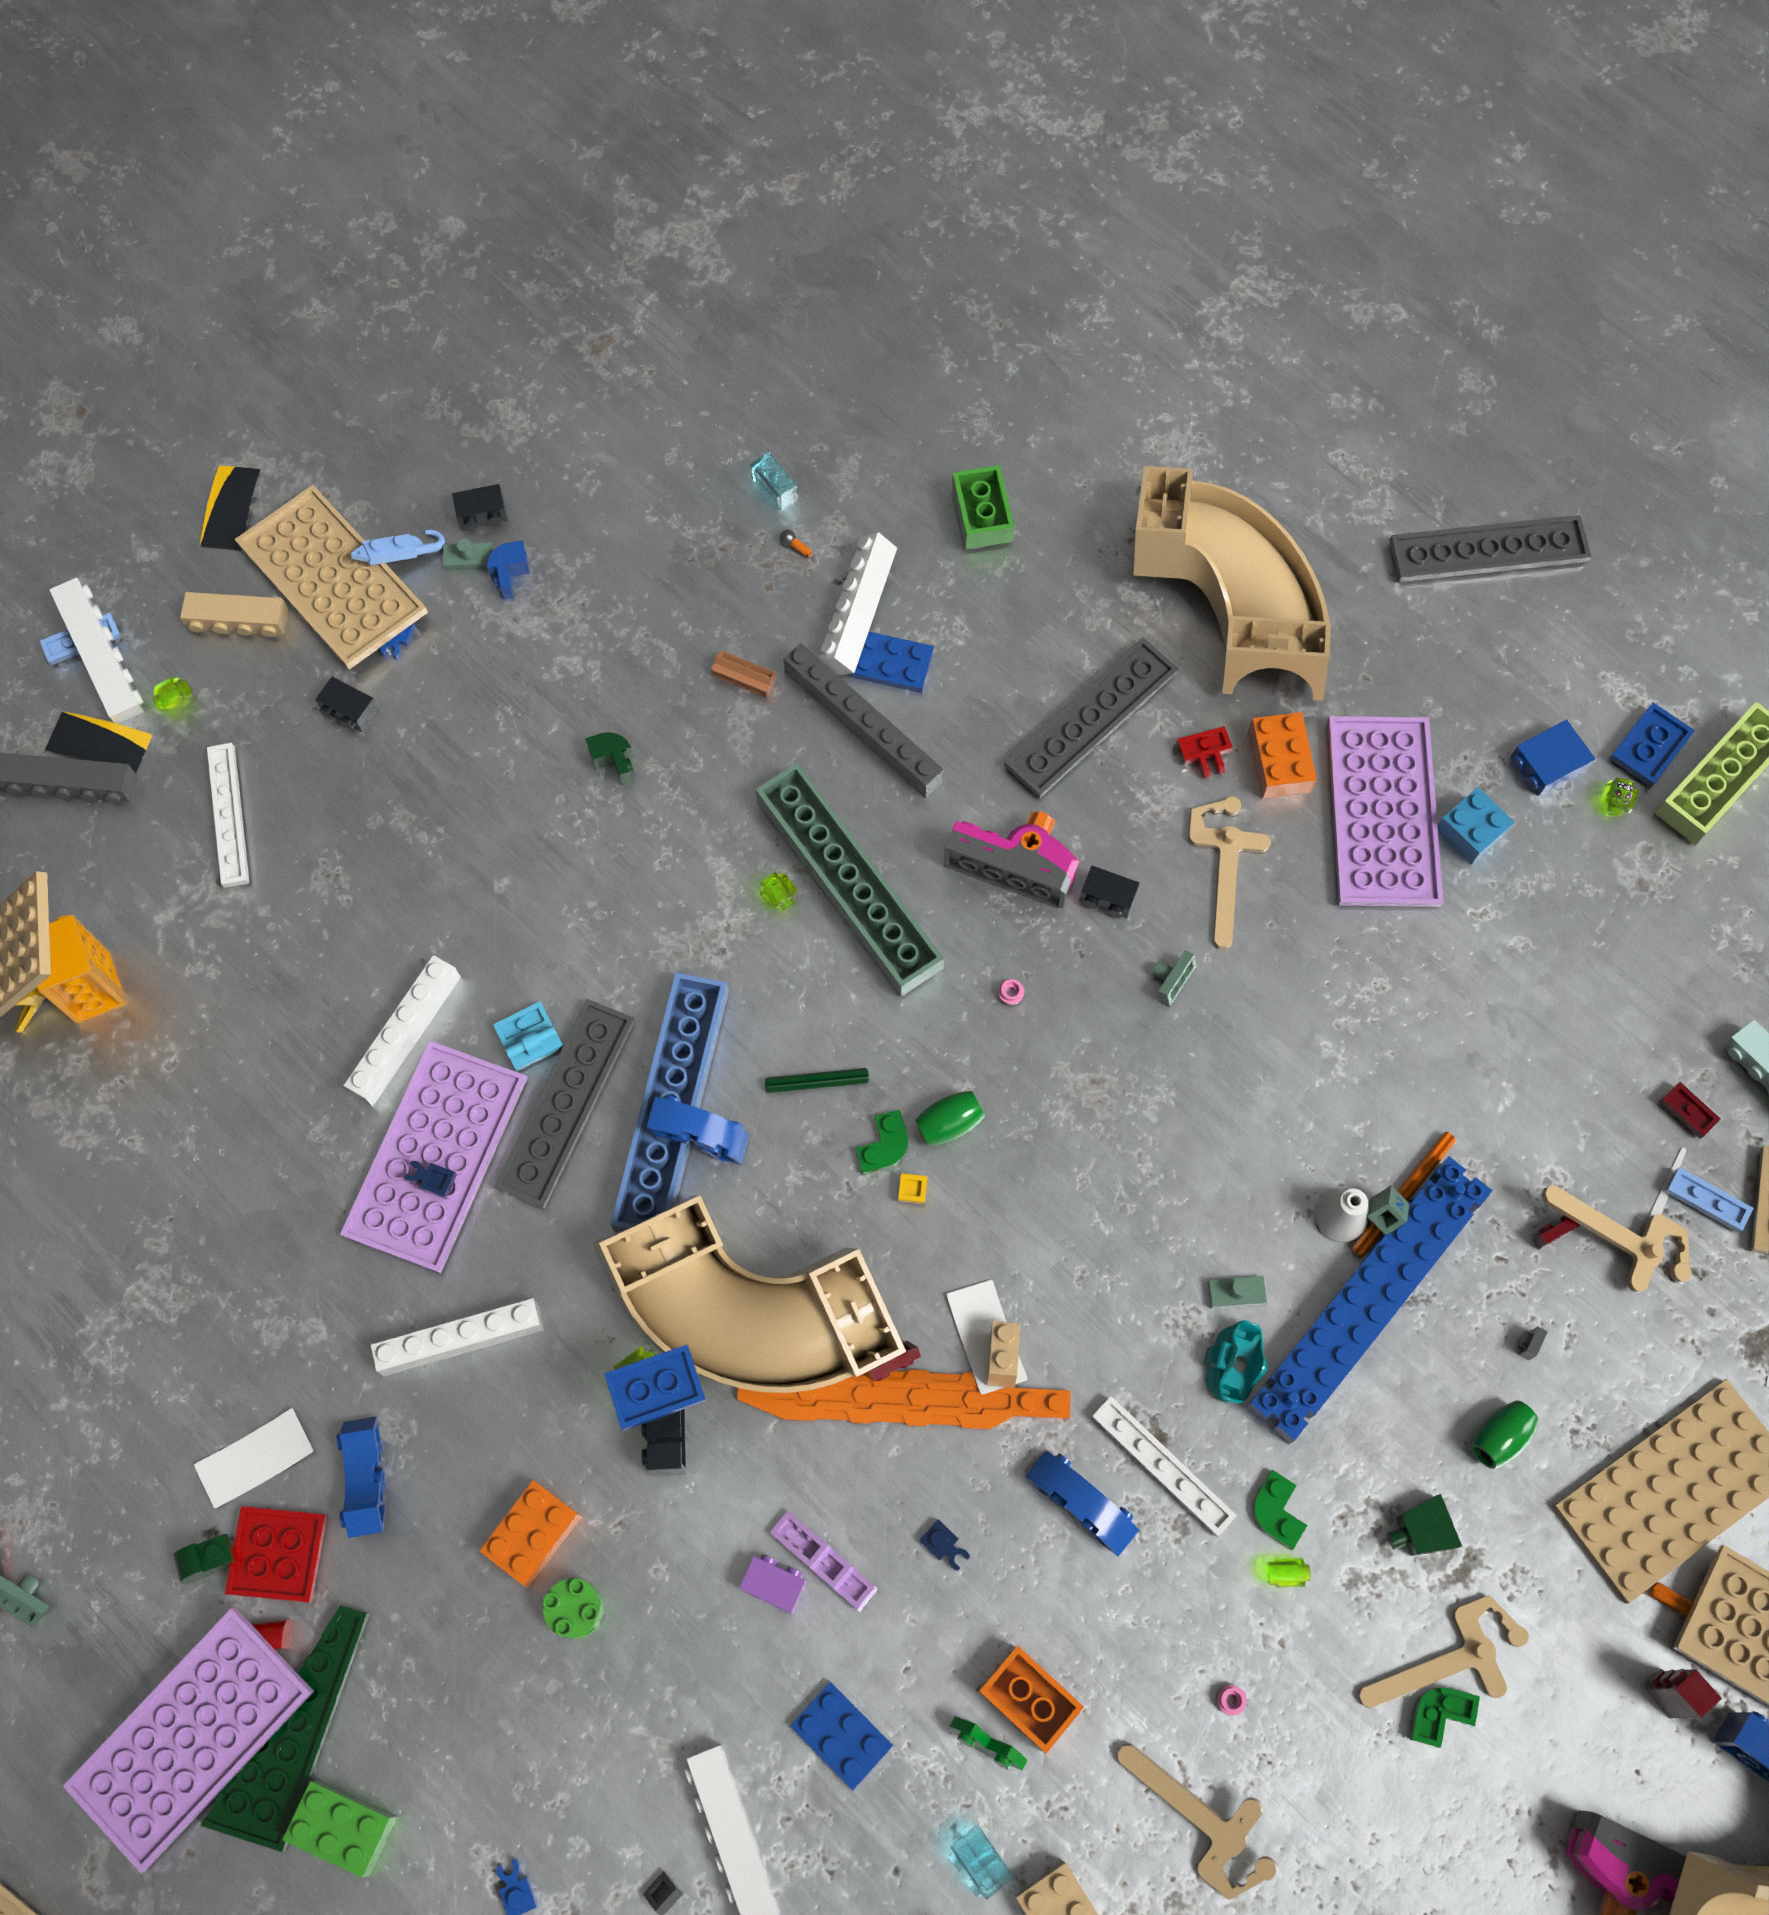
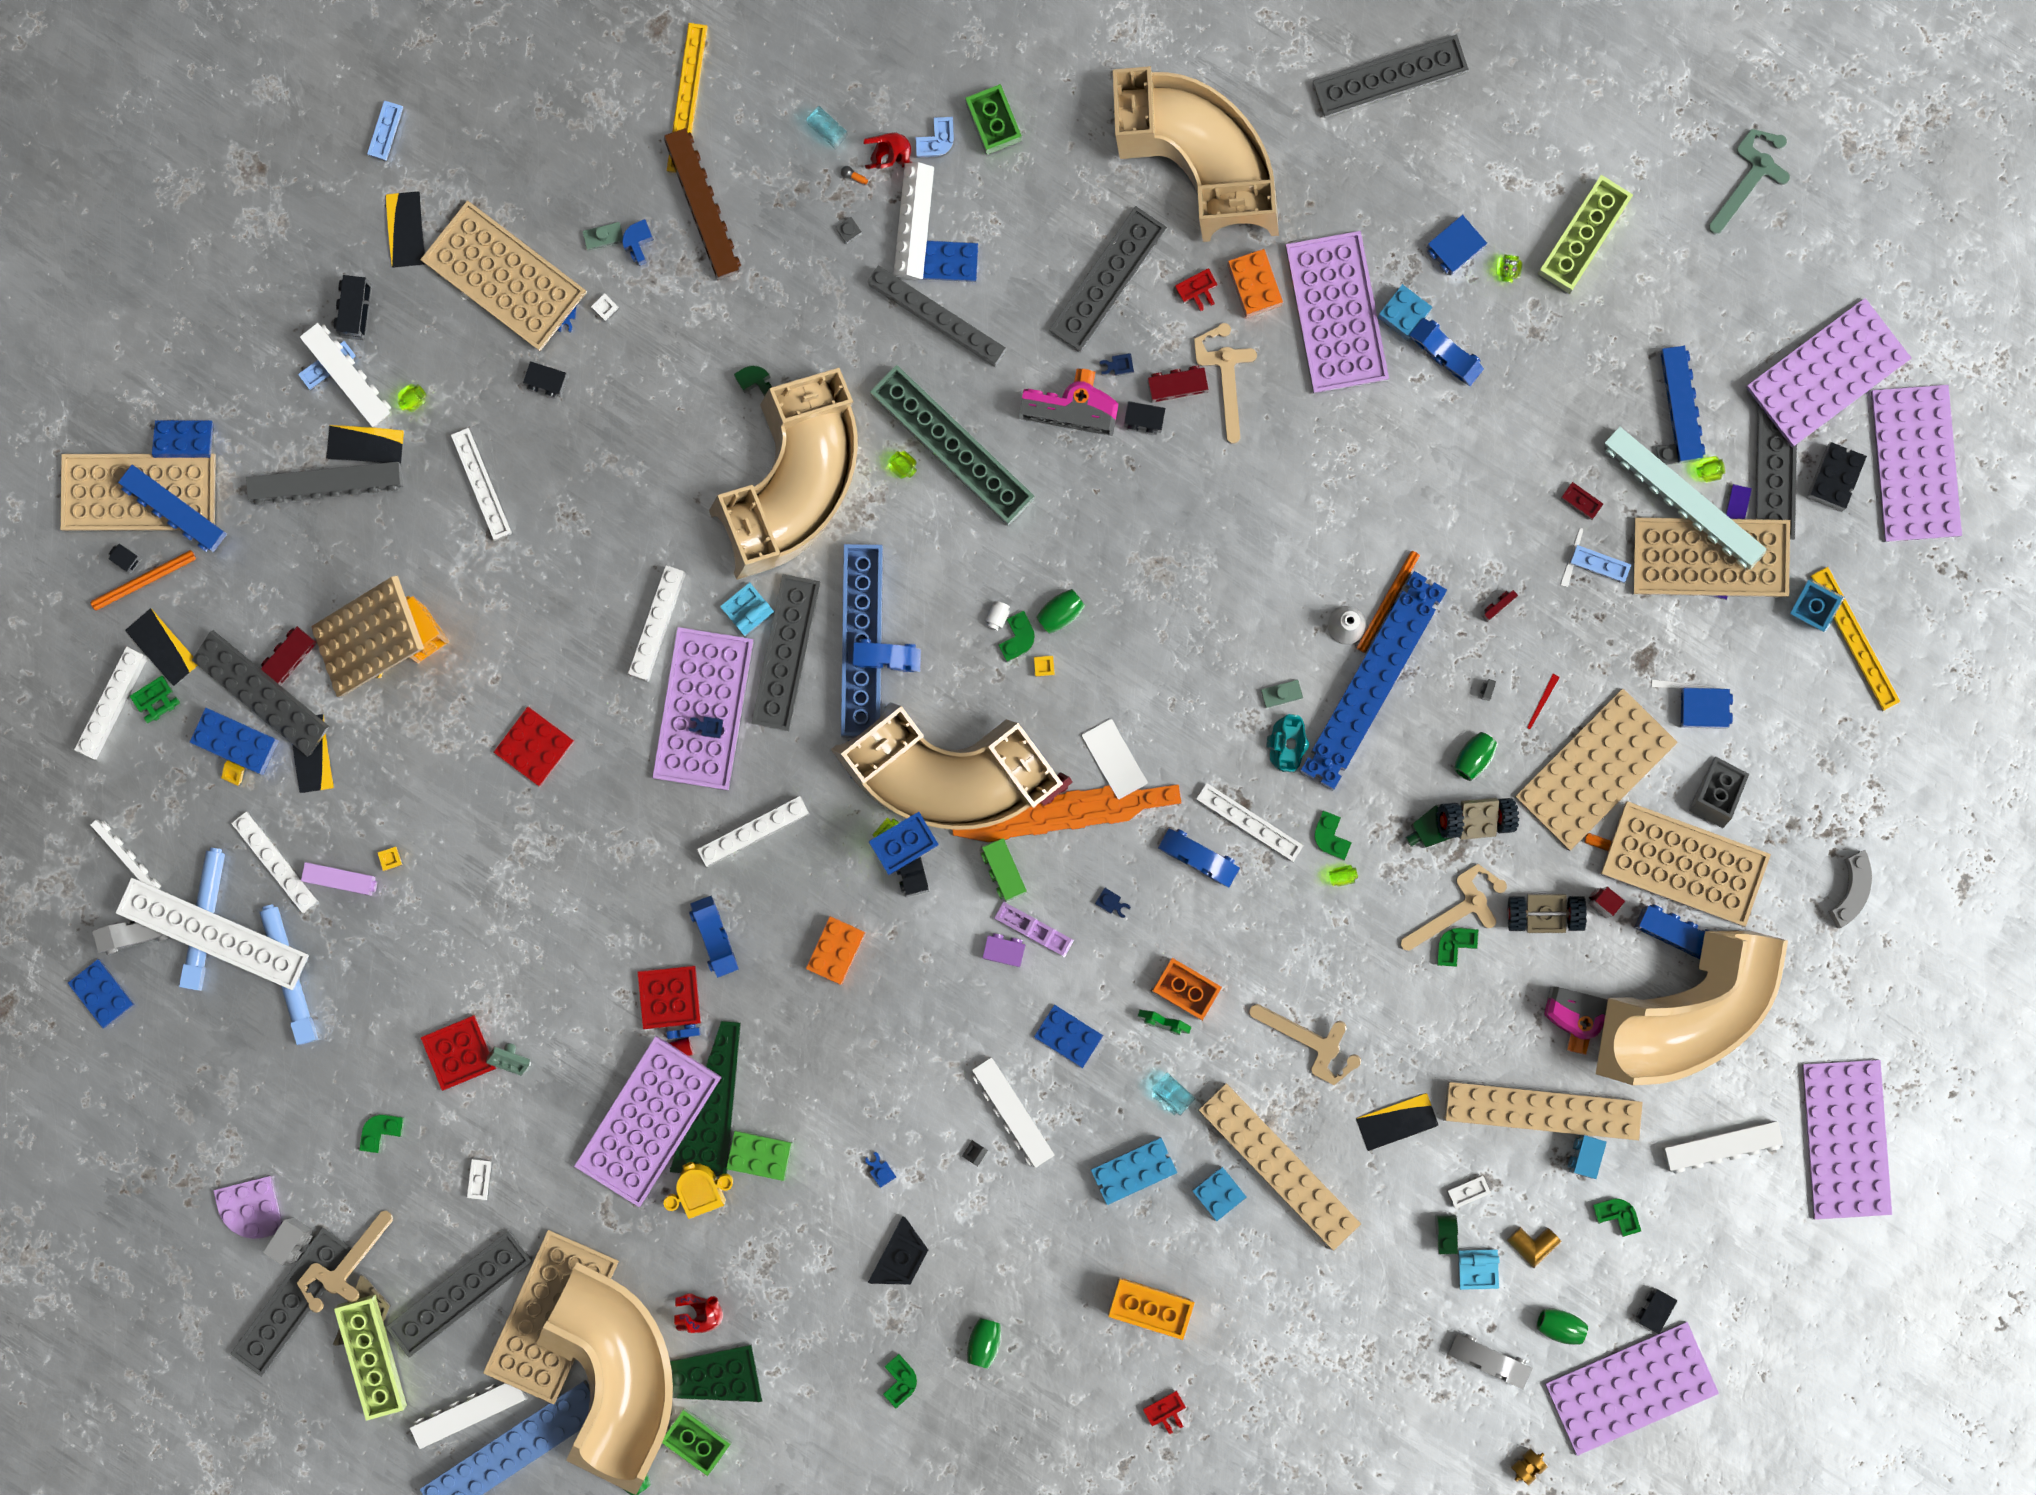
camera: 10 degrees left, 15 degrees up
(120, 585) = (351, 310): none -> black piece
(193, 1162) = (533, 746): none -> red plate
(201, 1559) = (623, 1009): dark green brick -> none
(232, 1866) = (698, 1190): none -> yellow piece
(234, 614) = (438, 322): tan brick -> none
(239, 394) = (385, 130): none -> light blue plate
(253, 1459) = (635, 938): white sticker -> none
(291, 1610) = (689, 1030): none -> blue plate
(396, 548) = (549, 243): light blue plate -> none
(446, 635) = (604, 307): none -> white plate
(480, 507) = (603, 194): black brick -> none
(573, 1608) = (876, 992): bright green brick -> none
(597, 539) = (701, 204): none -> reddish brown brick
(611, 425) = (689, 81): none -> yellow tile
(644, 885) = (808, 478): none -> tan piece
(744, 674) = (839, 294): nougat piece -> none
(774, 603) = (848, 230): none -> dark grey plate
(796, 1463) = (1003, 870): none -> bright green brick
(816, 1080) = (960, 600): dark green axle -> none
(847, 513) = (894, 145): none -> red piece
(862, 1108) = (997, 615): none -> white brick
(907, 526) = (937, 144): none -> light blue plate
(1003, 1354) = (1128, 769): tan brick -> none
(1014, 985) = (1091, 503): bright pink plate -> none
(1089, 822) = (1121, 365): none -> dark blue plate
(1160, 859) = (1177, 384): none -> dark red brick
(1174, 977) = (1202, 473): sand green tile -> none
(1240, 1700) = (1323, 960): bright pink plate -> none
(1388, 1210) = (1376, 618): sand green brick -> none
(1501, 1525) = (1477, 818): none -> plate
(1523, 883) = (1445, 352): none -> blue brick
(1587, 1693) = (1546, 913): none -> plate
(1619, 1358) = (1554, 679): none -> red sticker
(1645, 1250) = (1558, 610): tan piece -> none
(1652, 744) = (1530, 219): blue plate -> none

